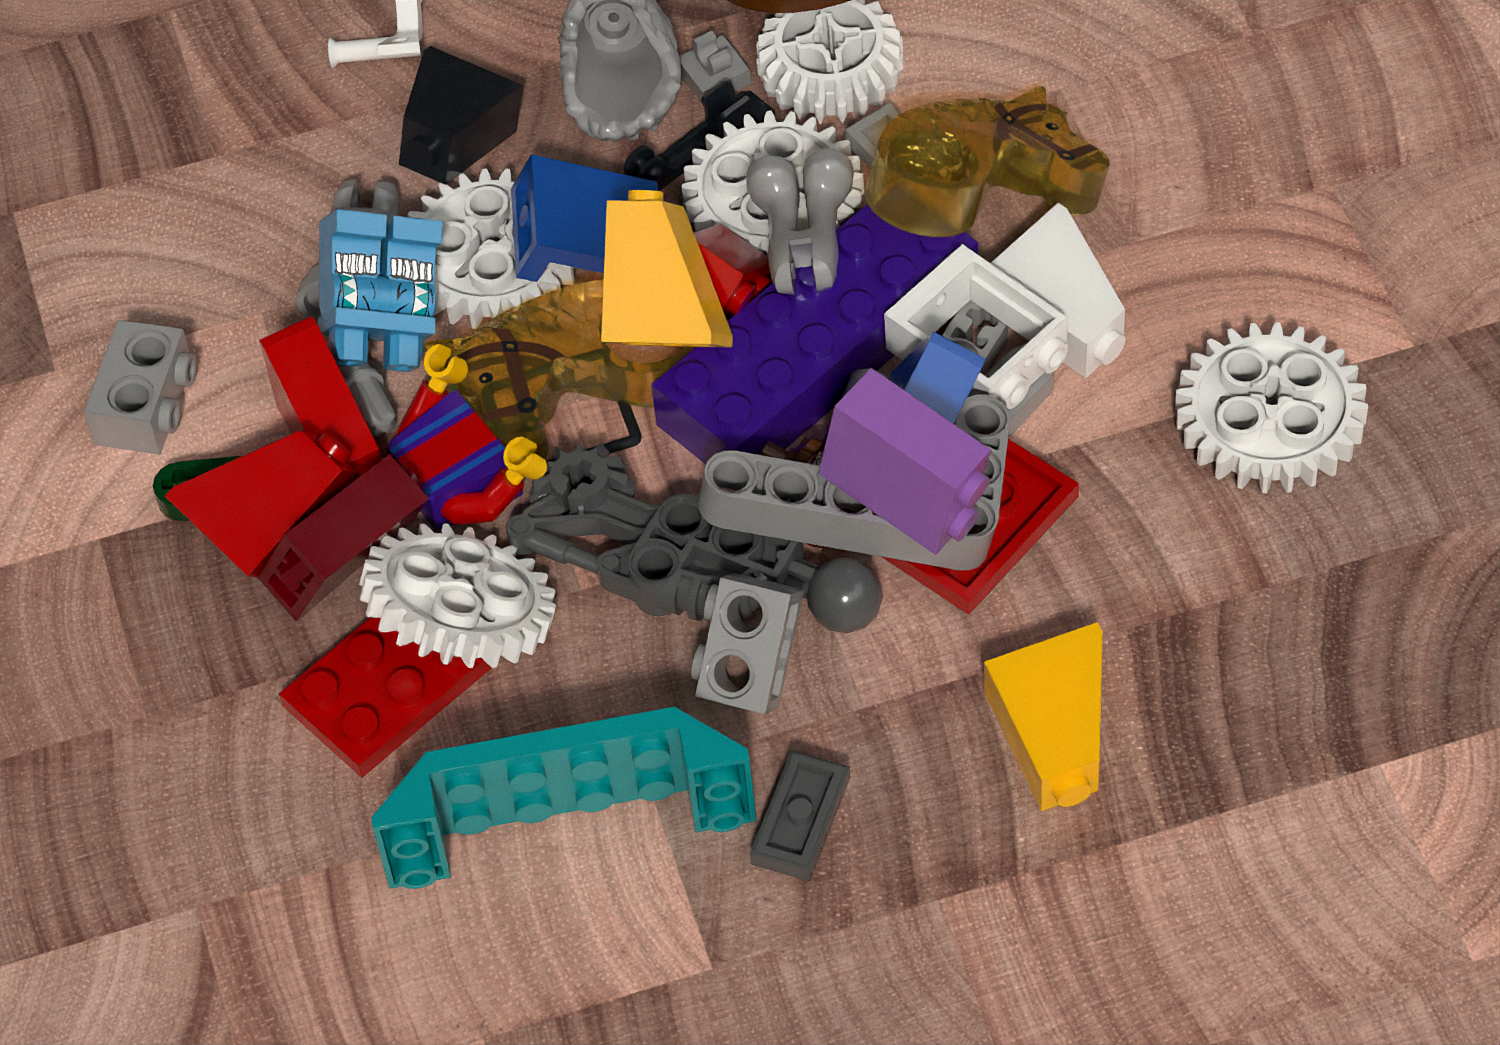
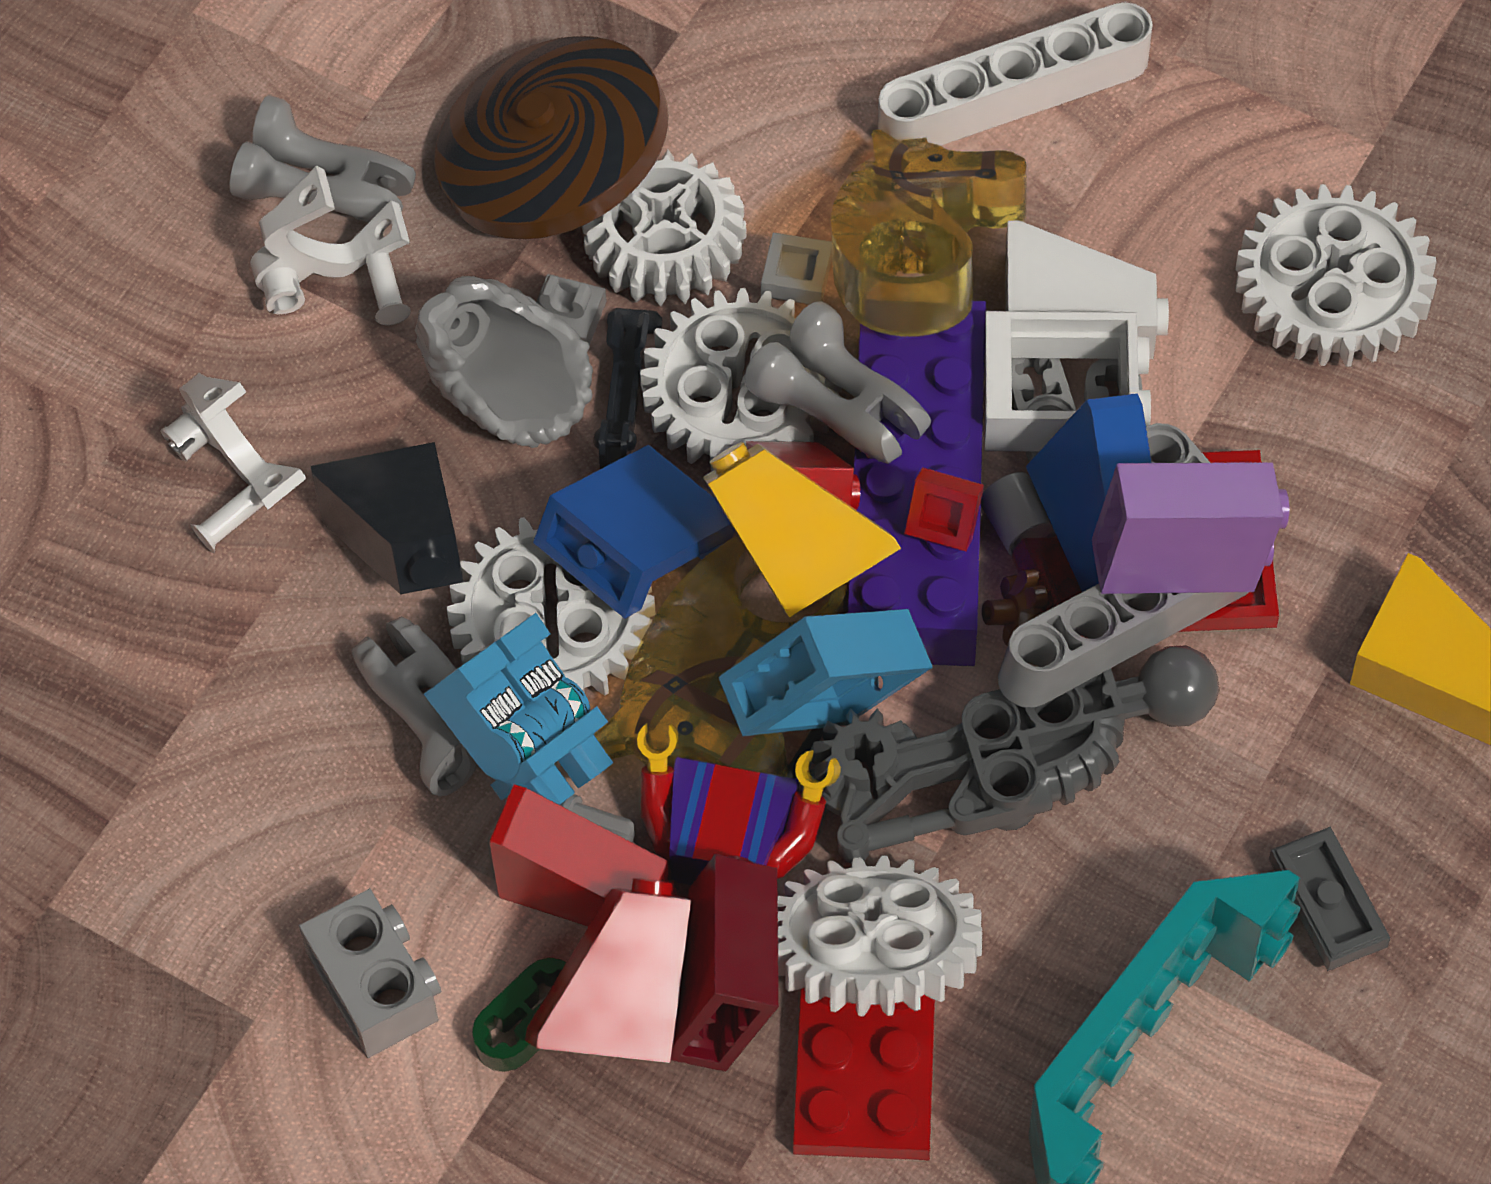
camera: 45 degrees left, 5 degrees up
(594, 396) = (824, 670): none -> dark azure window
(762, 648) = (1171, 776): light grey brick -> none
(781, 346) = (944, 509): none -> red tile
(1184, 119) = (1103, 50): none -> white beam

